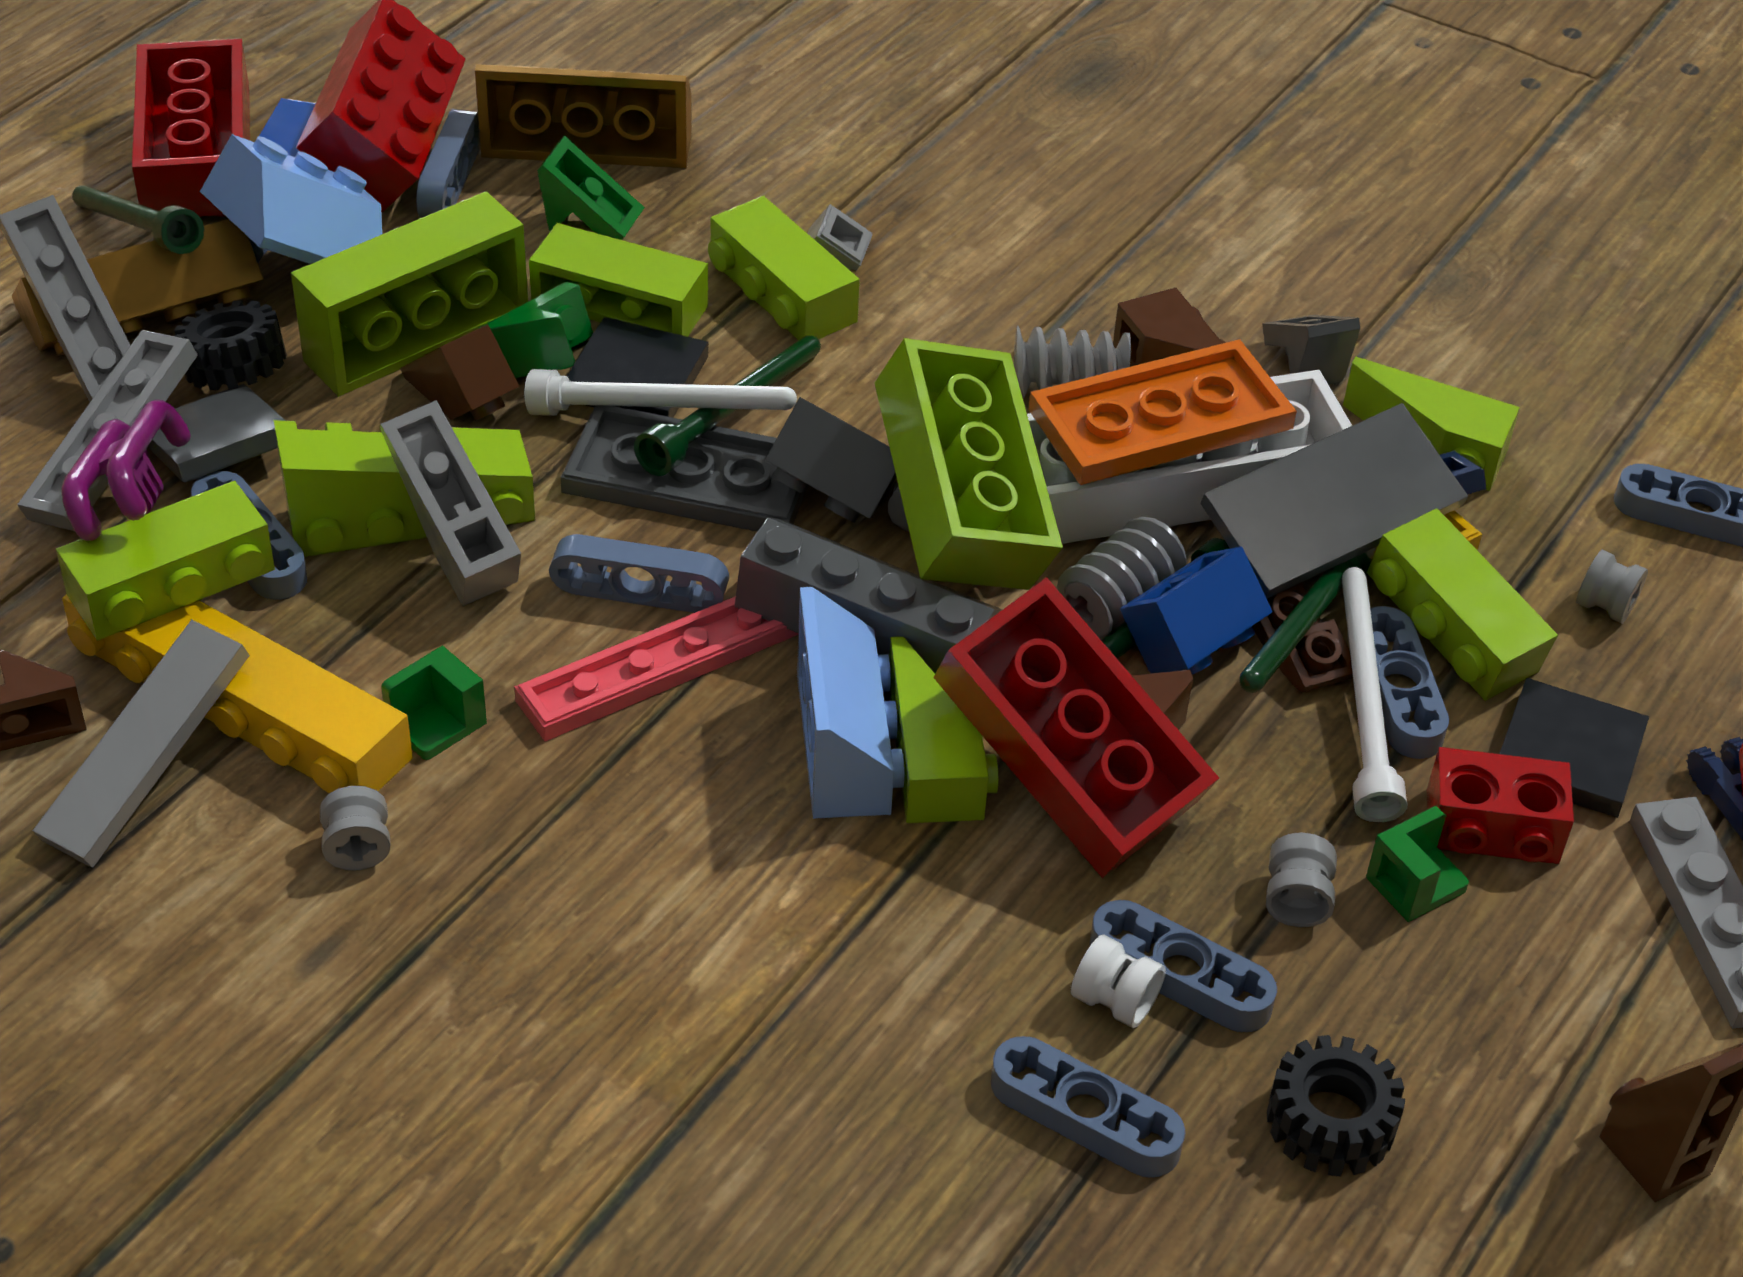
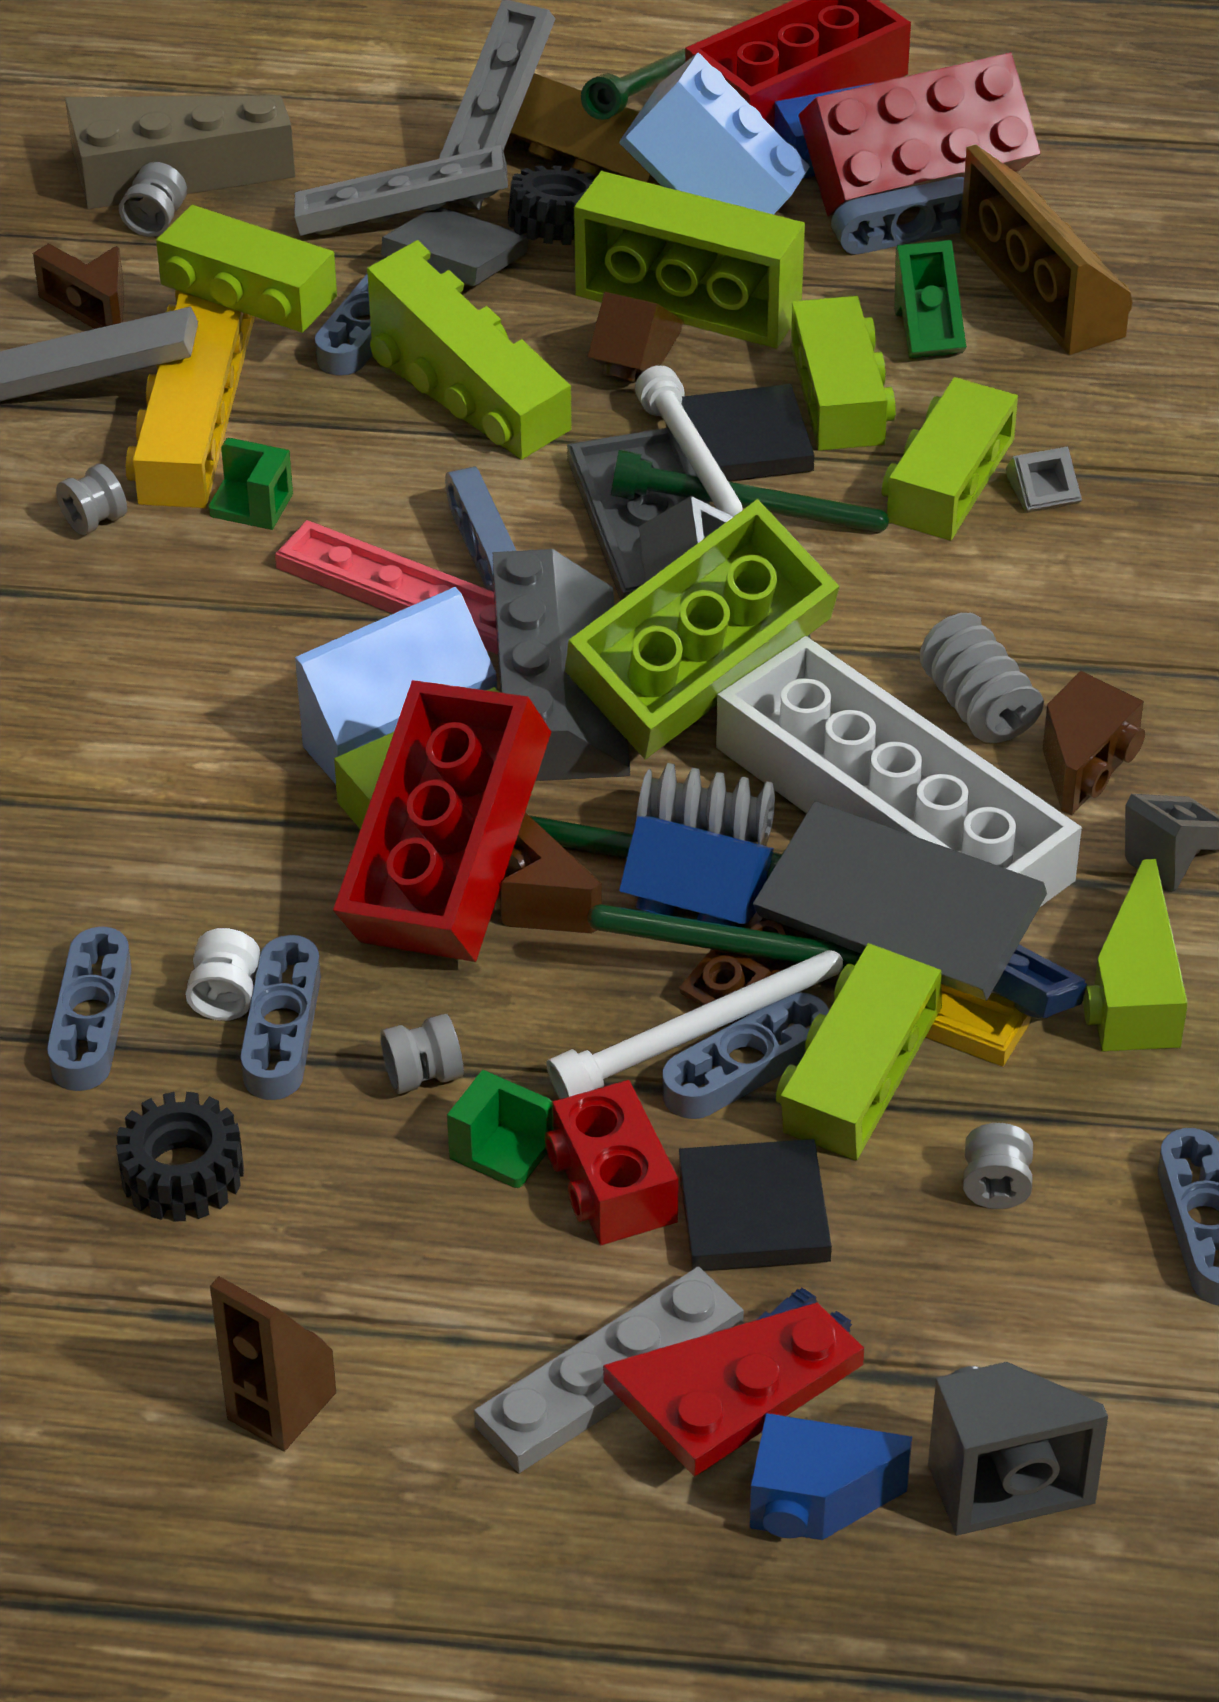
camera: 65 degrees right, 0 degrees up
(123, 457) = (310, 196): magenta piece -> none
(452, 504) = (432, 384): light grey slope -> none
(543, 330) = (727, 353): green slope -> none
(1161, 411) = (893, 729): orange plate -> none

